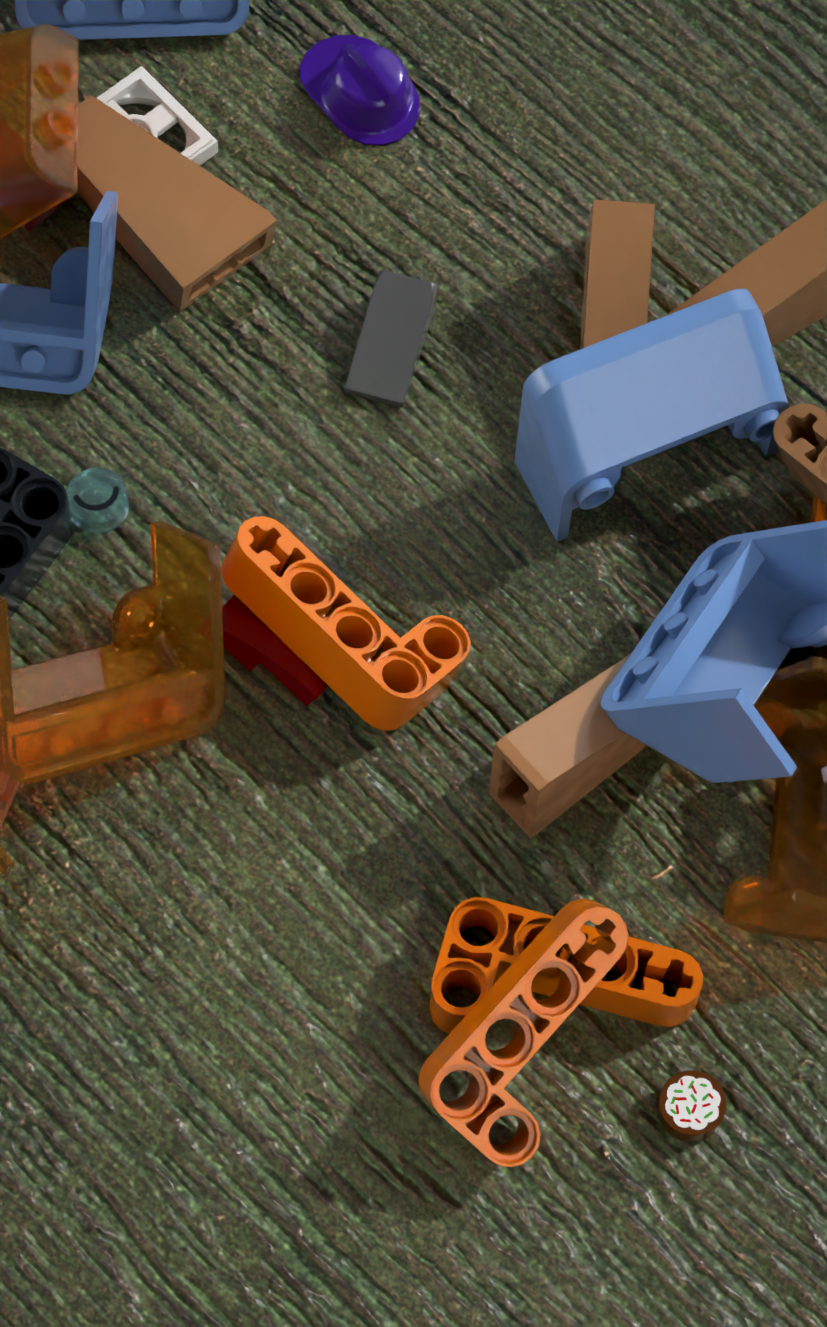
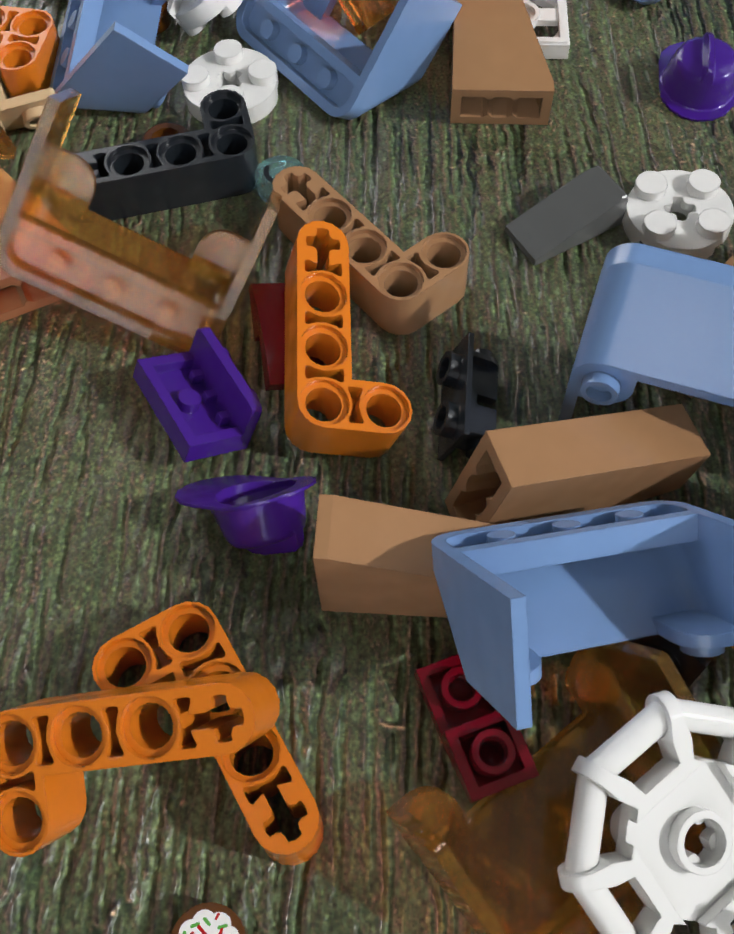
camera: 50 degrees right, 5 degrees down
(270, 753) = (200, 398): none -> dark purple bracket
(305, 511) = (388, 284): none -> medium nougat beam
(411, 803) = (254, 510): none -> dark purple piece
(461, 566) = (465, 379): none -> black hinge
(484, 231) = (690, 193): none -> white plate
(620, 574) = (577, 465): none -> medium nougat slope
(719, 821) = (477, 738): none -> dark red slope

